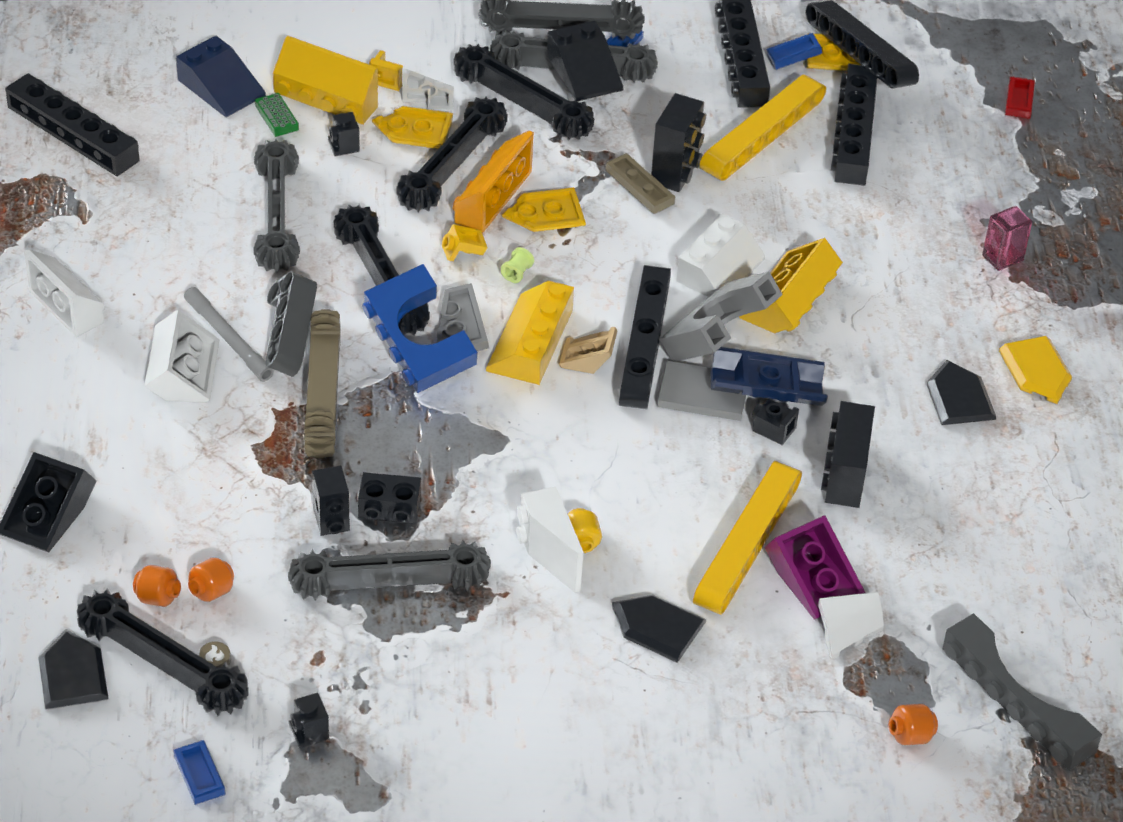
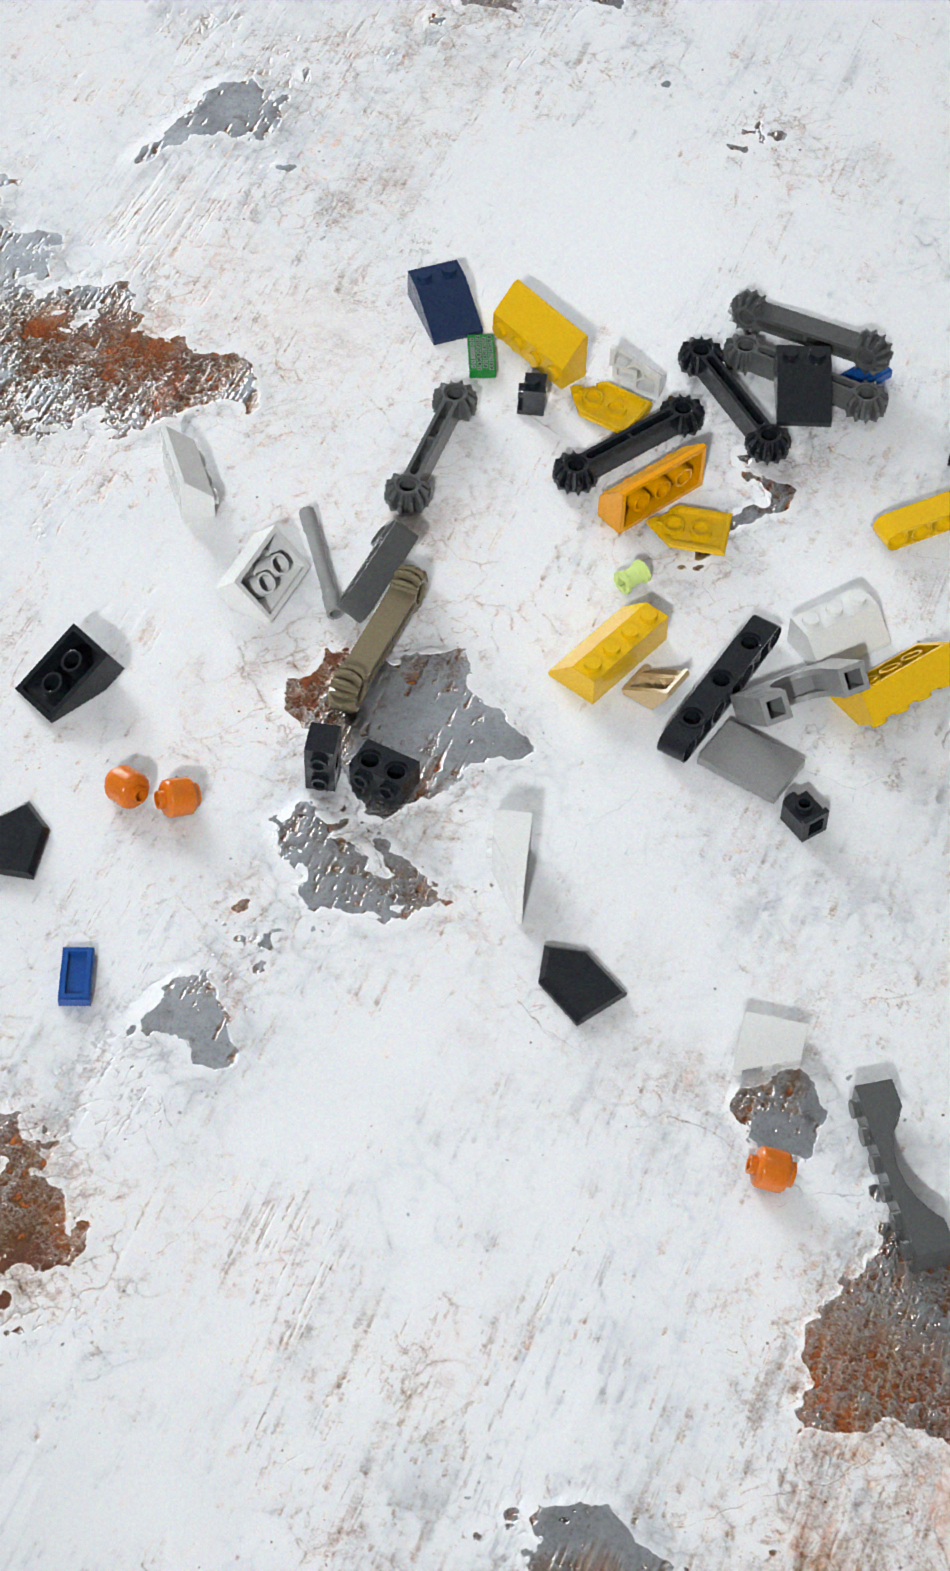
camera: 25 degrees right, 5 degrees up
(72, 124) = (283, 312): black brick -> none
(214, 686) = (130, 902): black arm -> none
(216, 653) = (146, 872): dark tan tile -> none
(309, 720) = (195, 962): black brick -> none
(318, 574) = (413, 860): dark grey arm -> none
(361, 228) = (496, 591): black arm -> none
(388, 73) = (604, 337): yellow bracket -> none
(421, 364) = (475, 580): blue arch -> none
(462, 313) = (546, 620): light grey wing -> none
(463, 239) = (593, 536): yellow bracket -> none
(586, 528) = (550, 864): yellow head -> none
(640, 183) = (801, 528): dark tan plate -> none
(678, 141) = (851, 497): black brick -> none
(747, 538) = (710, 924): yellow beam -> none
(768, 376) = (819, 767): dark blue piece -> none
(813, 564) = (761, 974): magenta slope -> none
(850, 454) = (854, 873): black brick -> none

